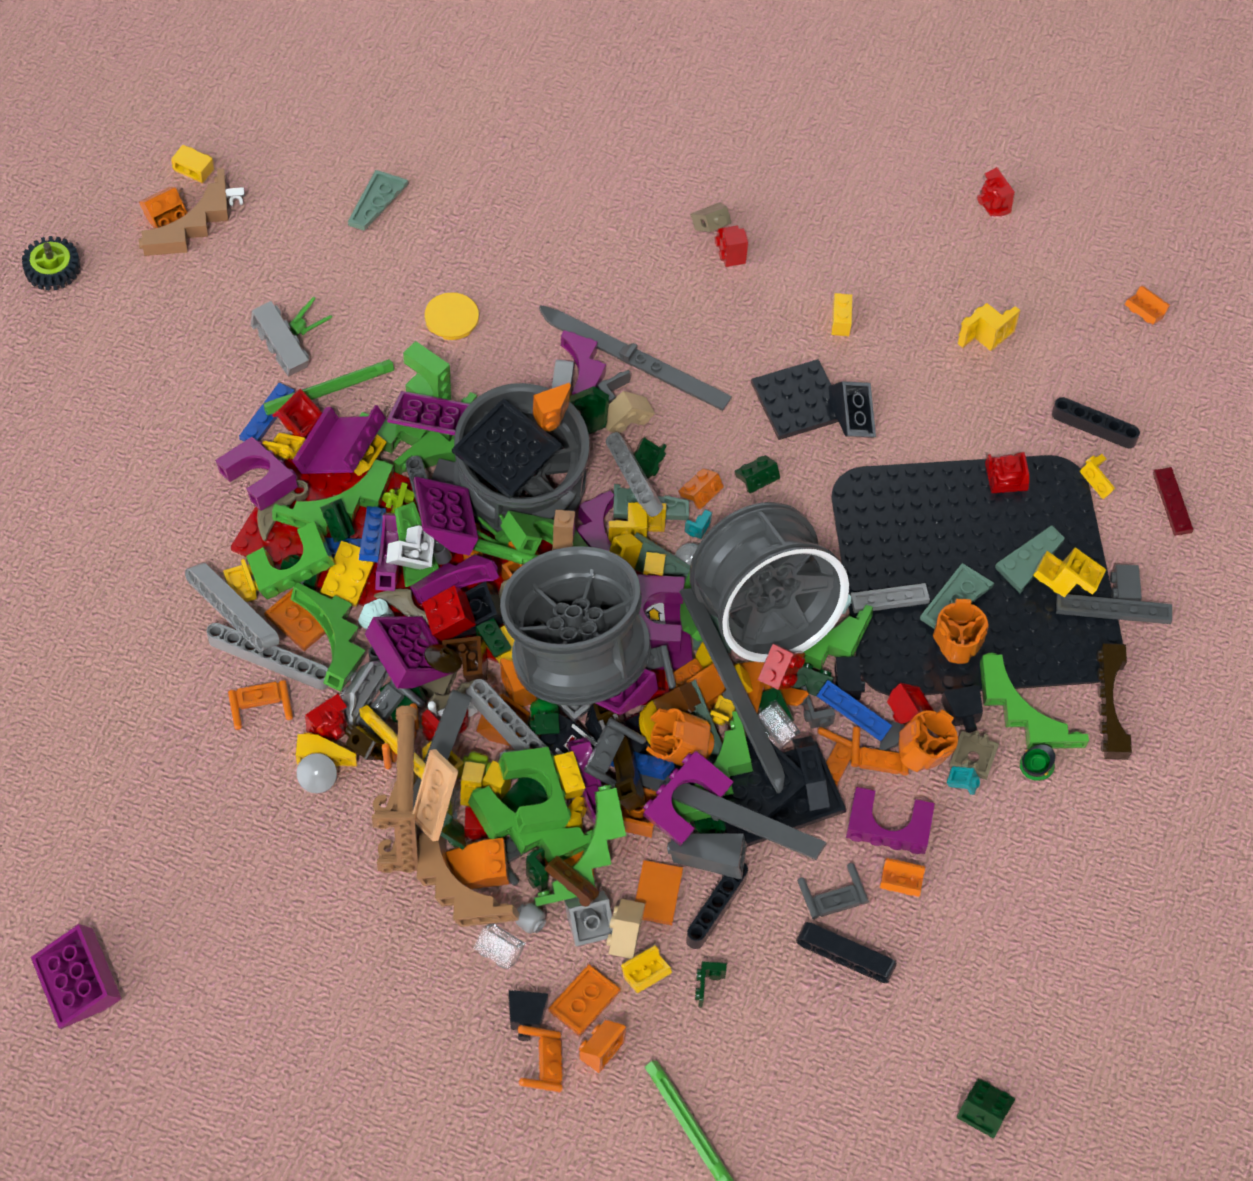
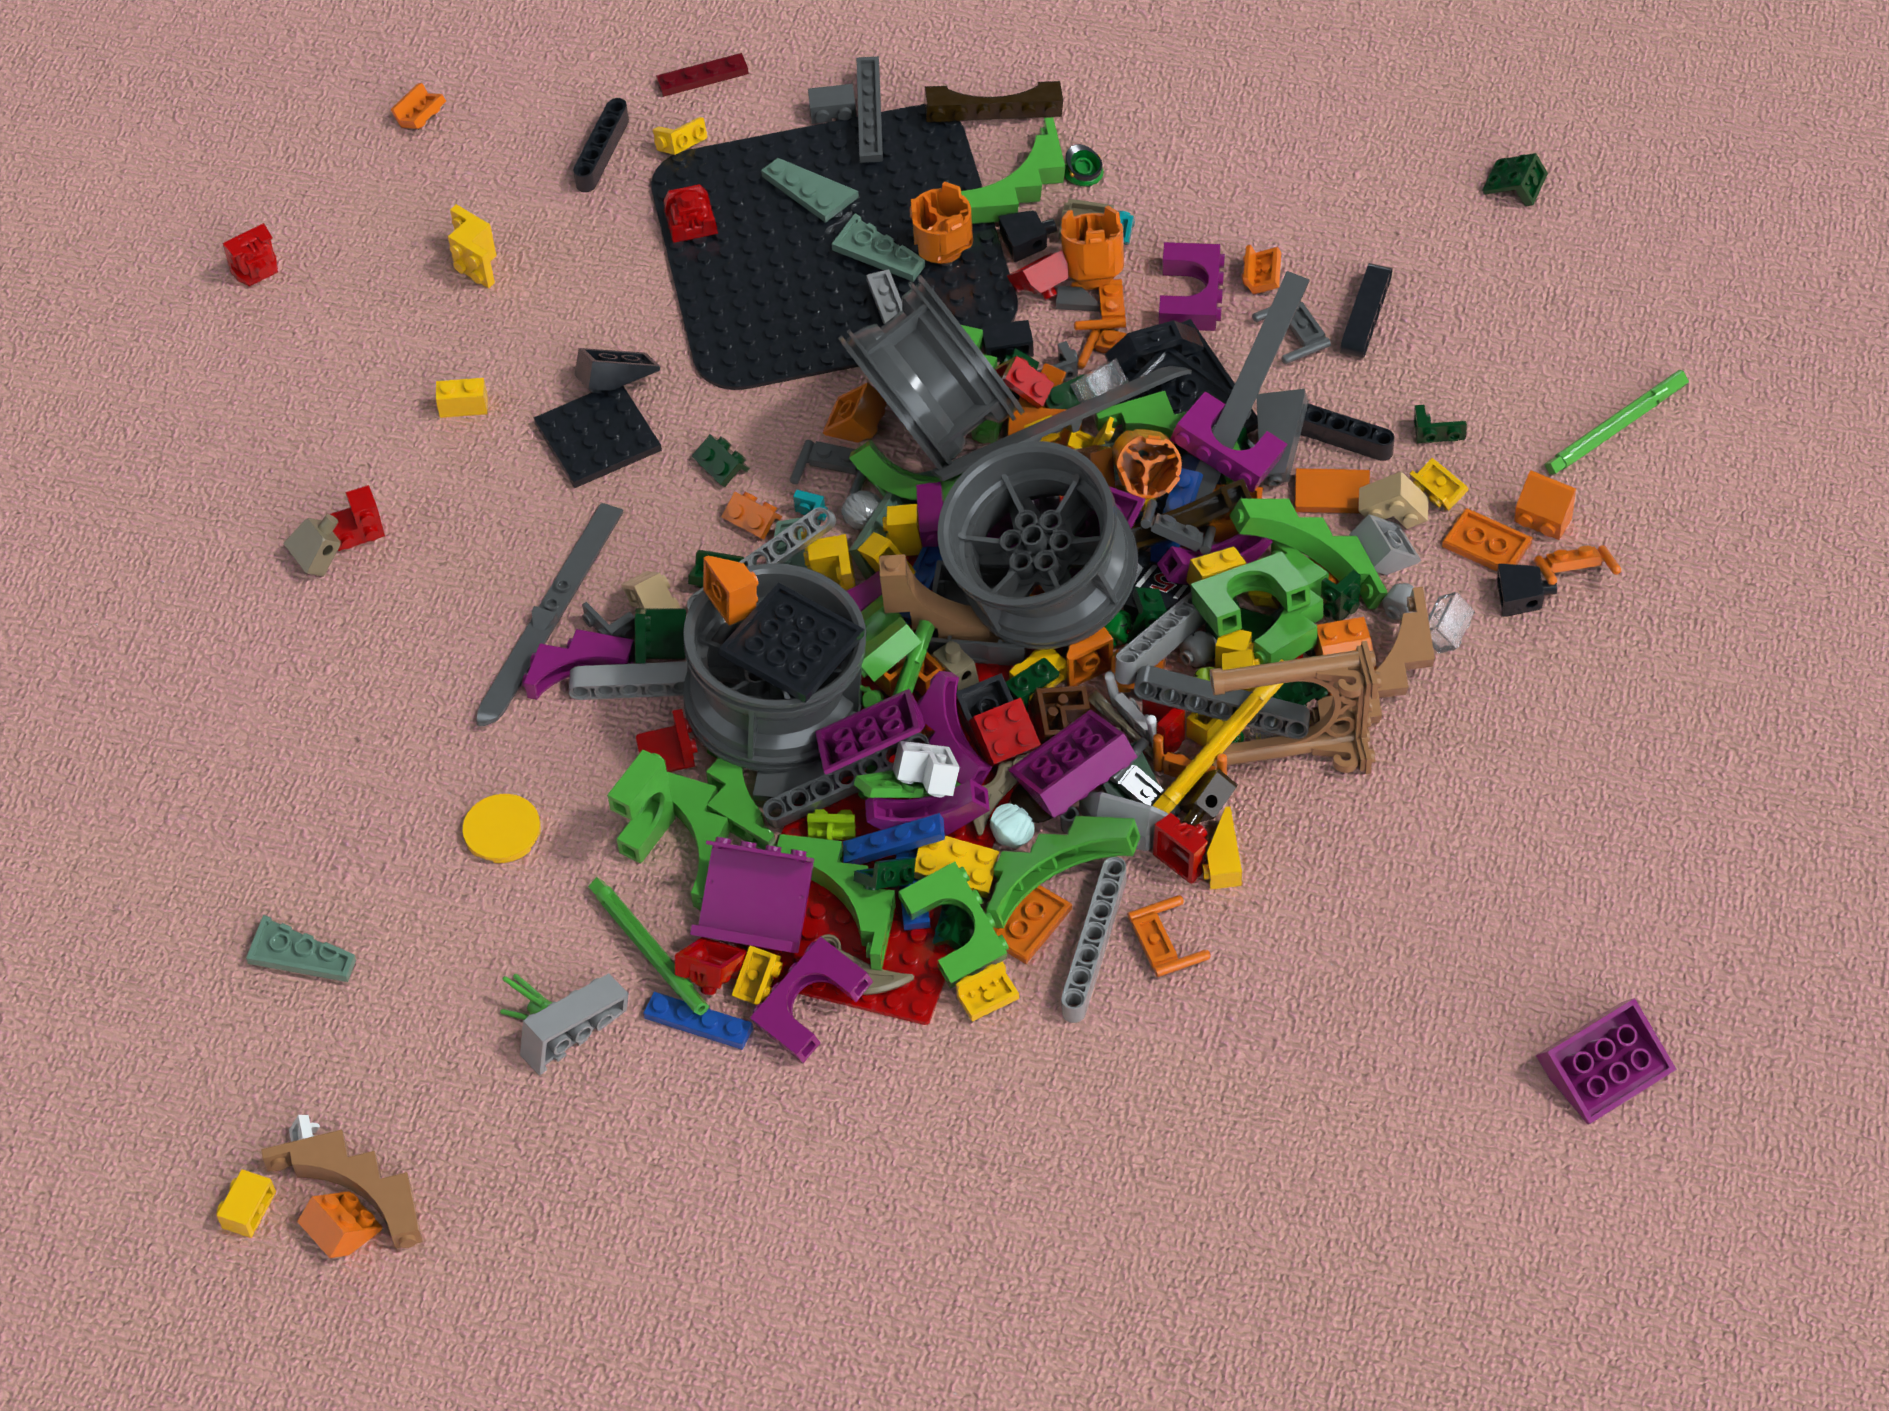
camera: 90 degrees left, 5 degrees down
(51, 263) = (459, 1353): wheel -> none
(232, 607) = (1033, 986): light grey beam -> none
(316, 773) = (1259, 848): light grey dish -> none
(427, 412) = (707, 787): magenta slope -> none
(434, 795) = (1291, 643): light nougat tile -> none
(442, 658) = (1078, 721): dark brown dish -> none
(572, 881) = (1358, 546): reddish brown plate -> none
(854, 711) = (1057, 324): blue plate -> none
(1065, 574) = (835, 139): yellow bracket -> none

